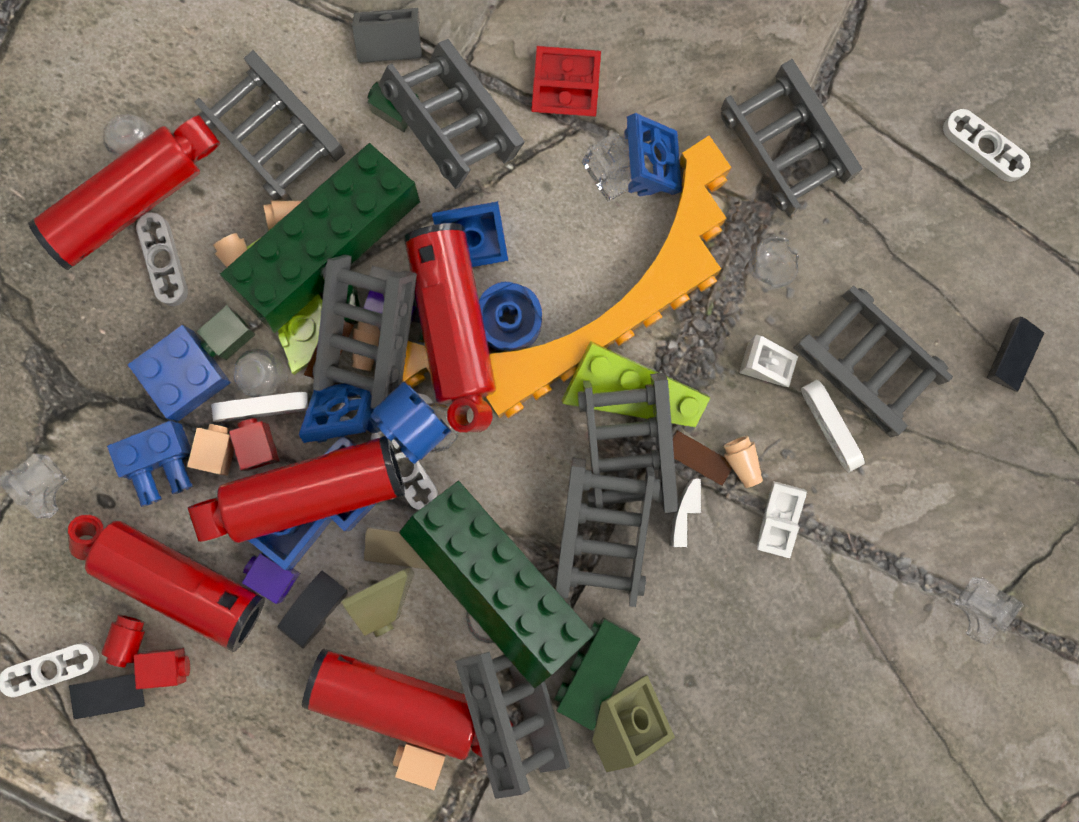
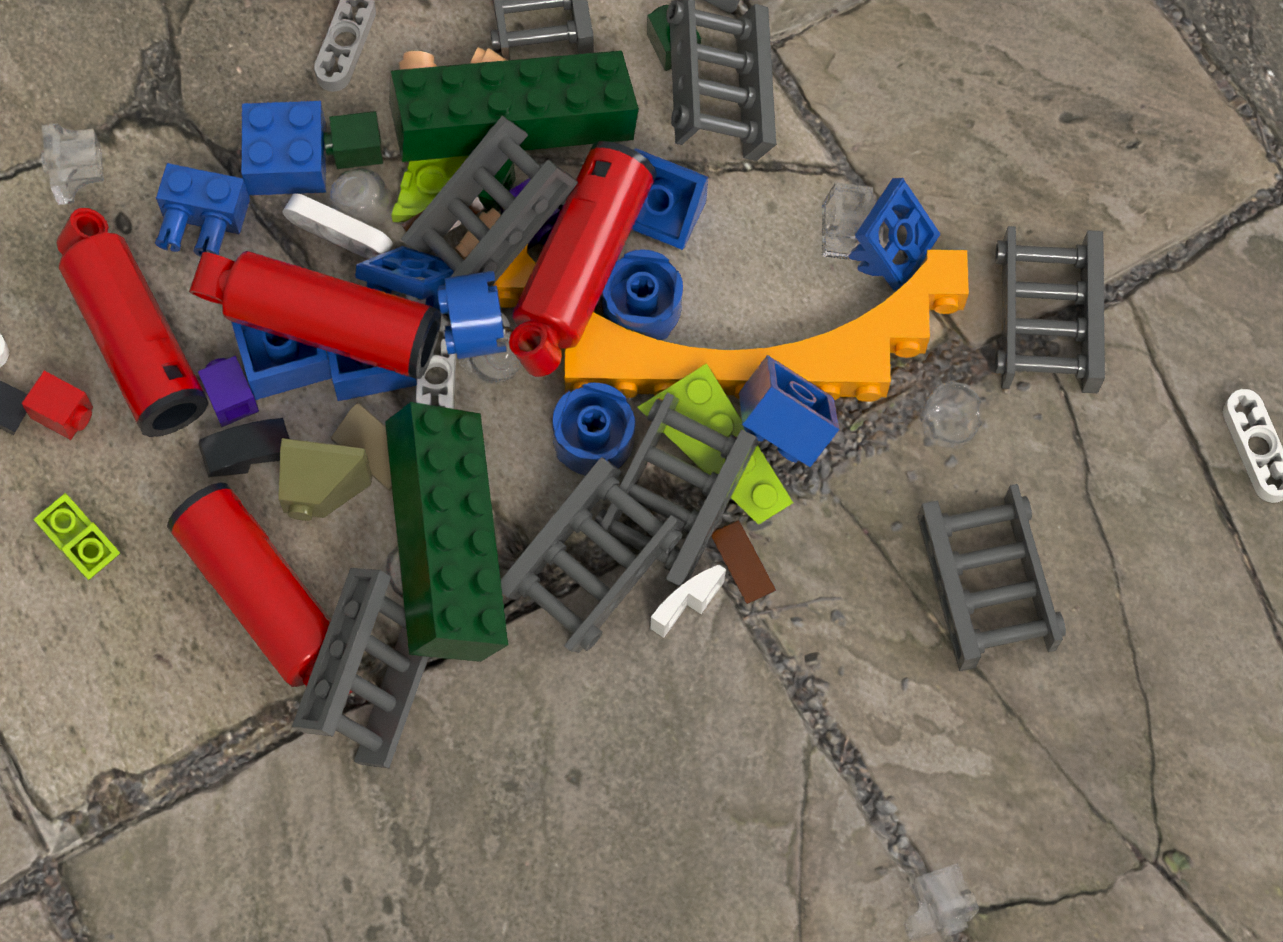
camera: 30 degrees right, 15 degrees down
(123, 641) = (42, 353): red brick -> none
(212, 450) = (262, 233): light nougat brick -> none
(242, 748) = (76, 536): none -> lime slope
(253, 444) = (307, 249): brick -> none
(418, 765) = (240, 665): light nougat brick -> none
(550, 420) = (587, 408): none -> blue brick
(566, 81) = (860, 120): red slope -> none
(596, 672) = (484, 695): dark green brick -> none
(630, 726) = (480, 769): olive slope -> none
(670, 340) = (788, 412): none -> blue brick
(744, 460) = (786, 587): light nougat cone -> none
(768, 361) = (878, 507): white slope -> none
(781, 519) = (784, 674): white slope -> none
(832, 426) = (903, 614): white beam -> none
(1015, 354) = (1152, 671): black slope -> none

